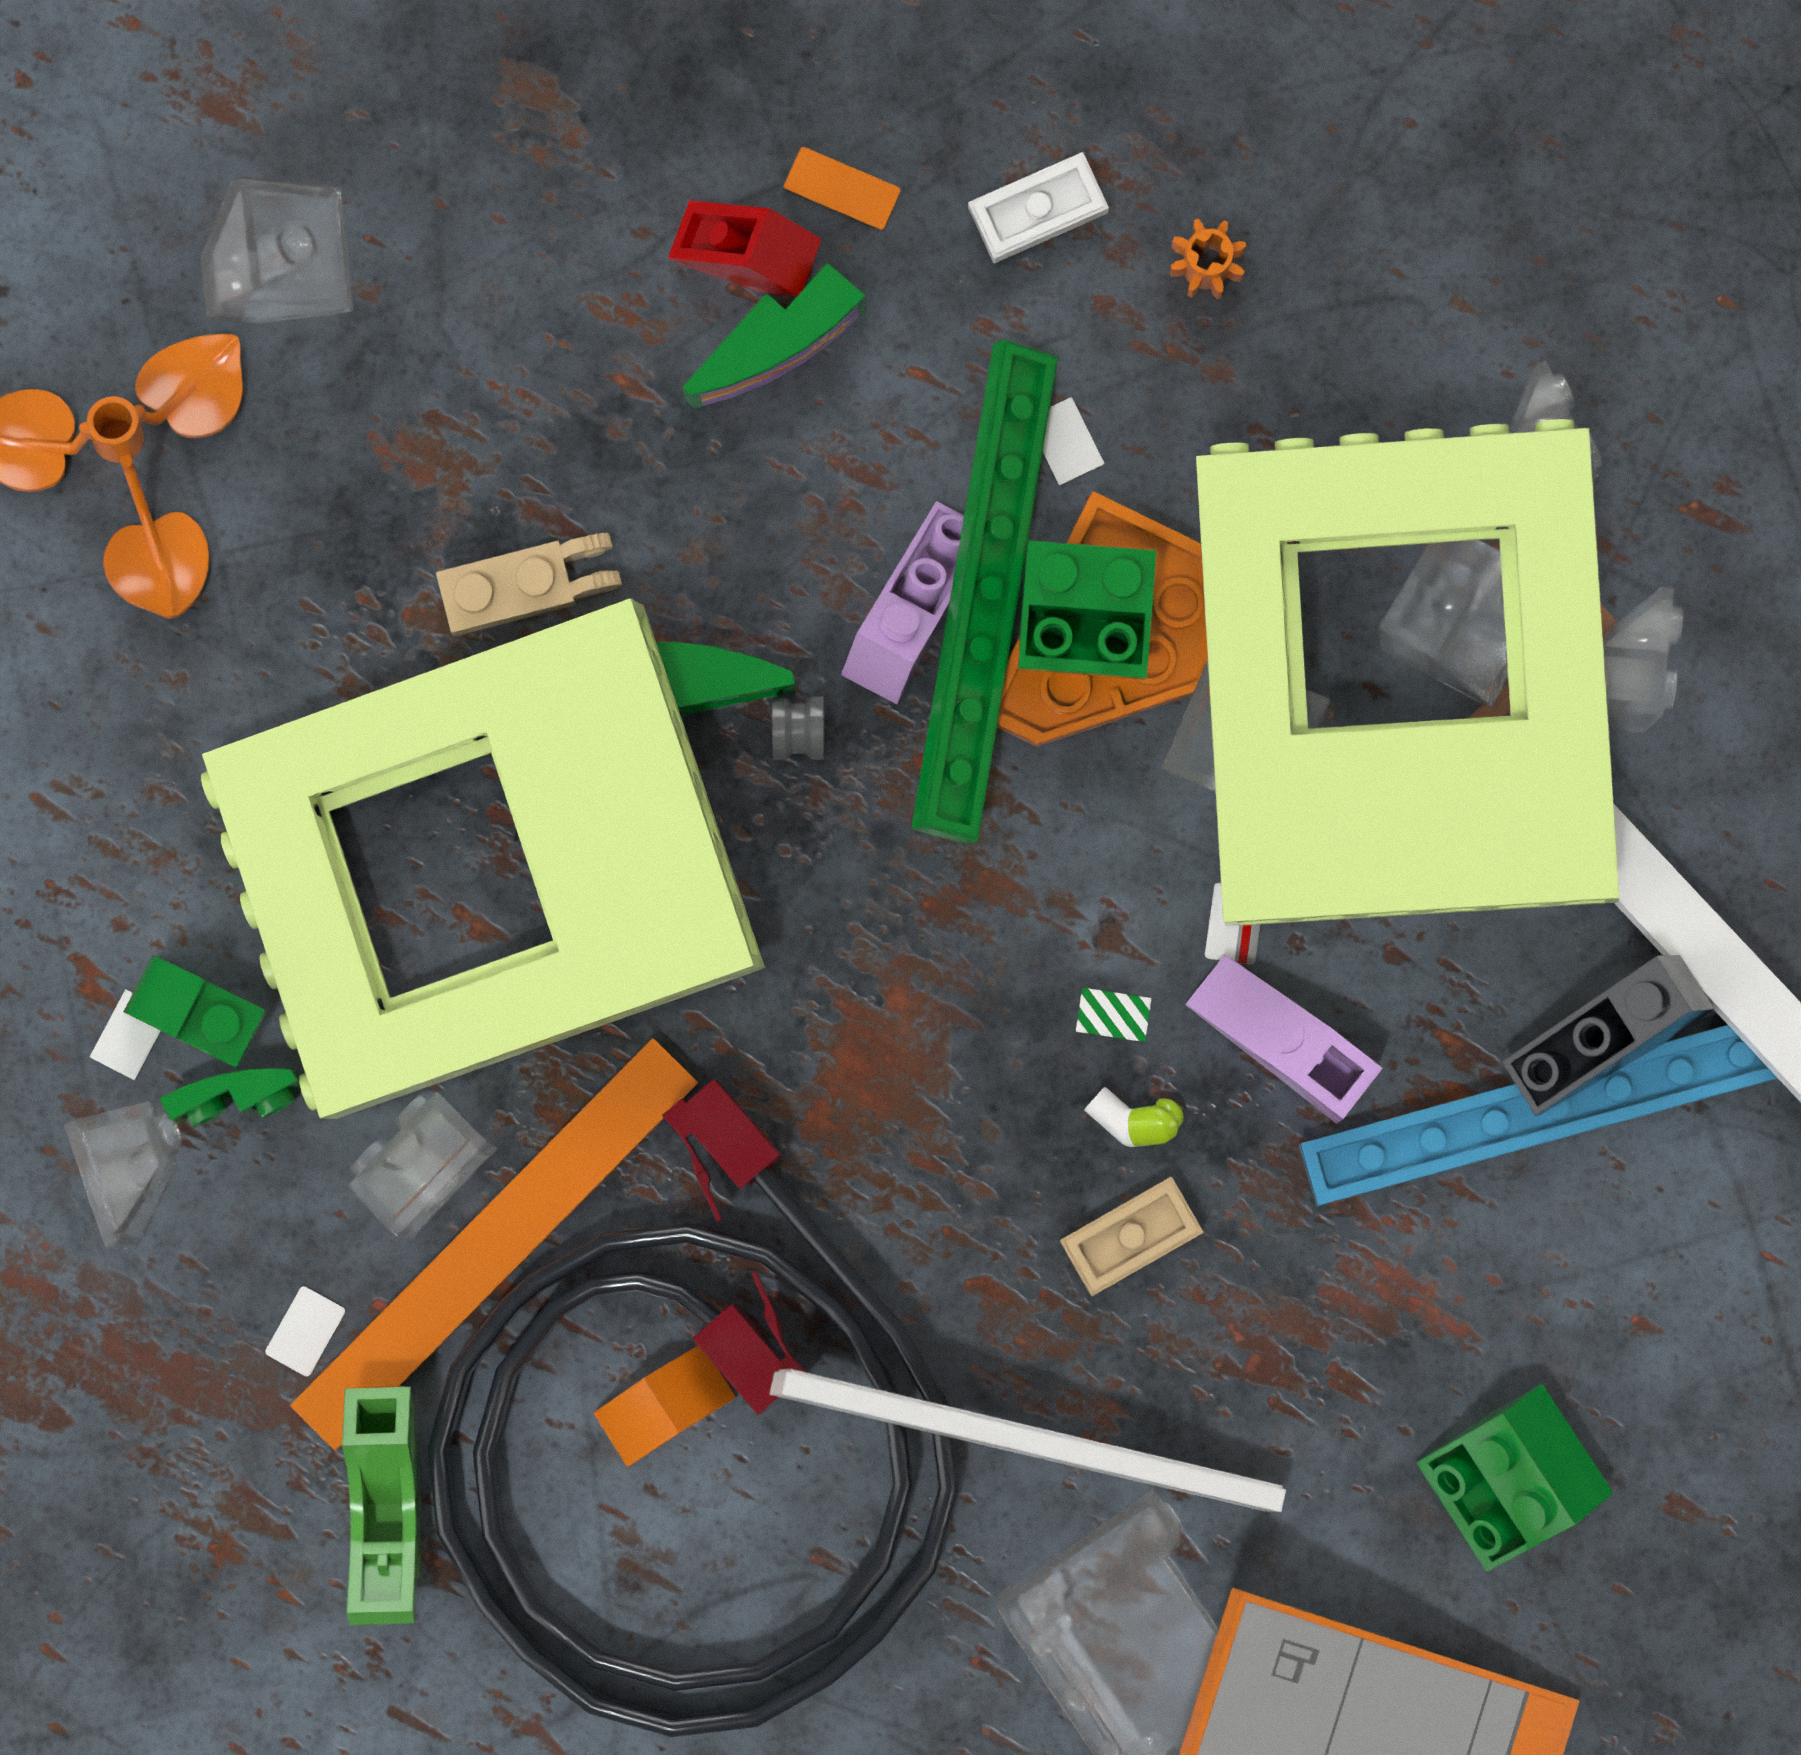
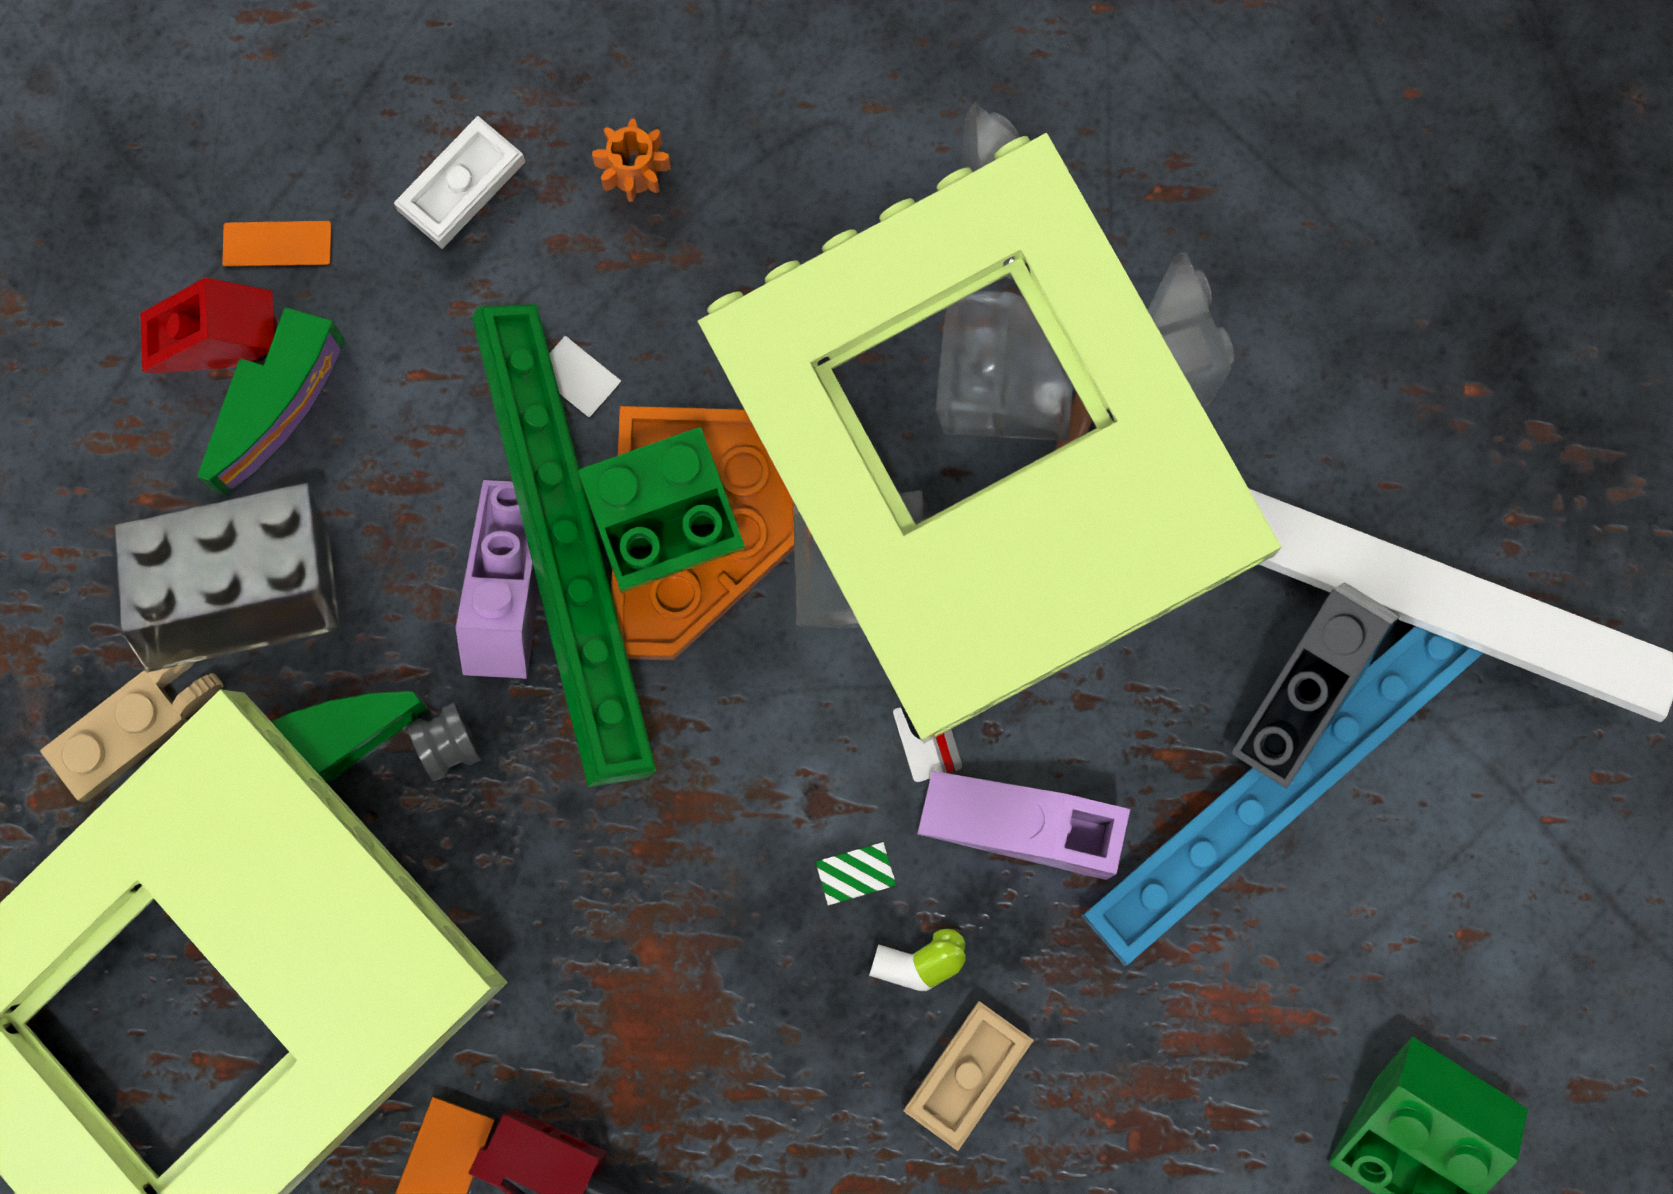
camera: 30 degrees left, 5 degrees down
(670, 492) = (225, 578): none -> clear smoke brick

